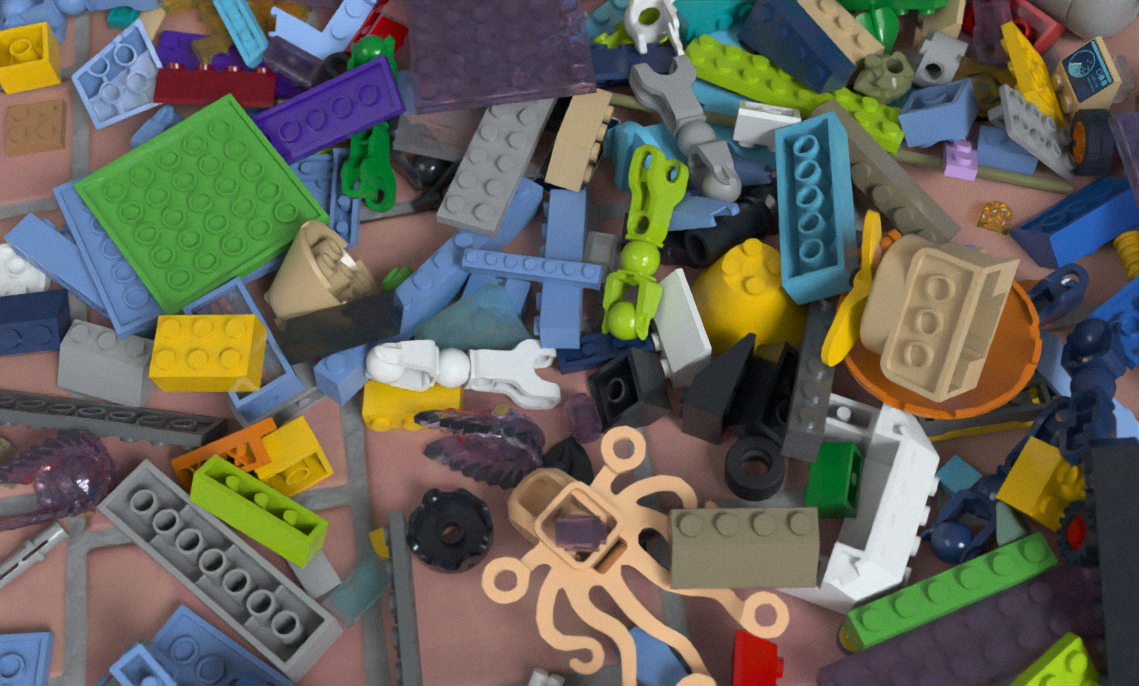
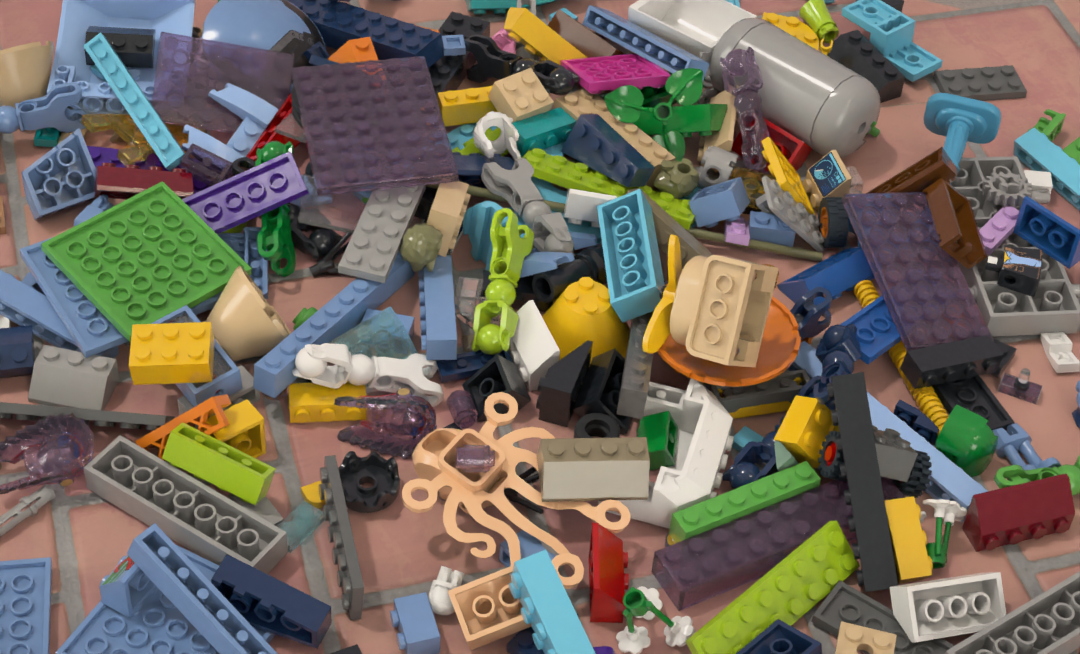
camera: 15 degrees left, 15 degrees down
(342, 327) = (275, 336): black piece -> none
(532, 268) = (417, 301): medium blue piece -> none
(544, 184) = (421, 246): none -> olive animal

